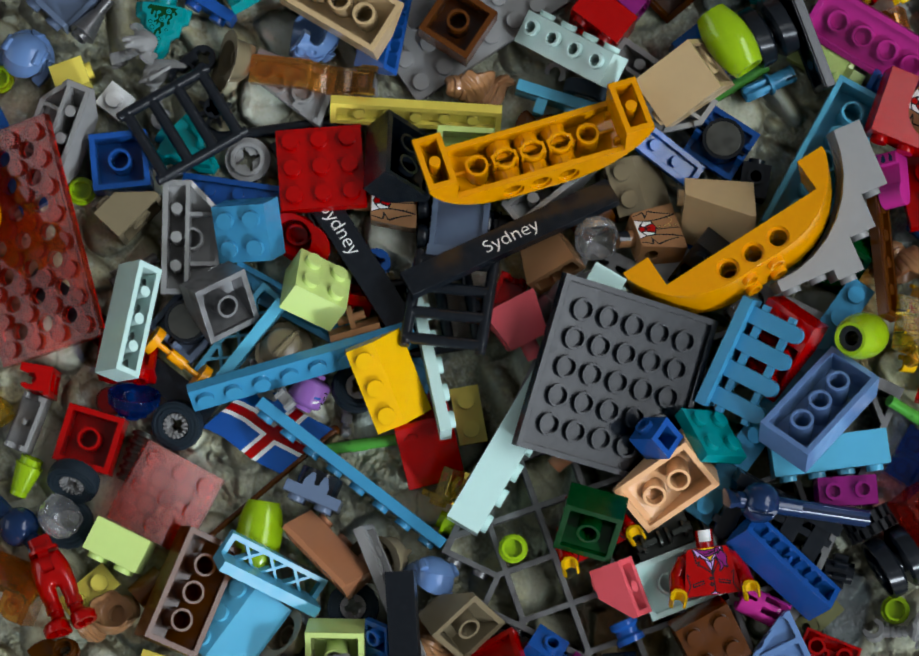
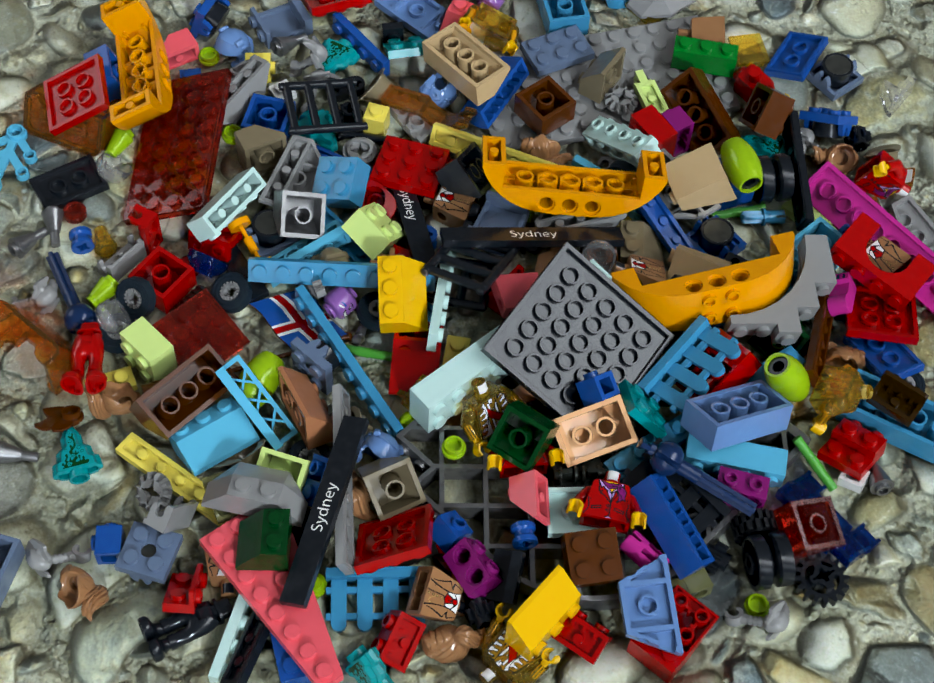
camera: 20 degrees right, 25 degrees down
(252, 109) = (377, 119): none -> light yellow brick
(538, 495) = (483, 411): none -> torso

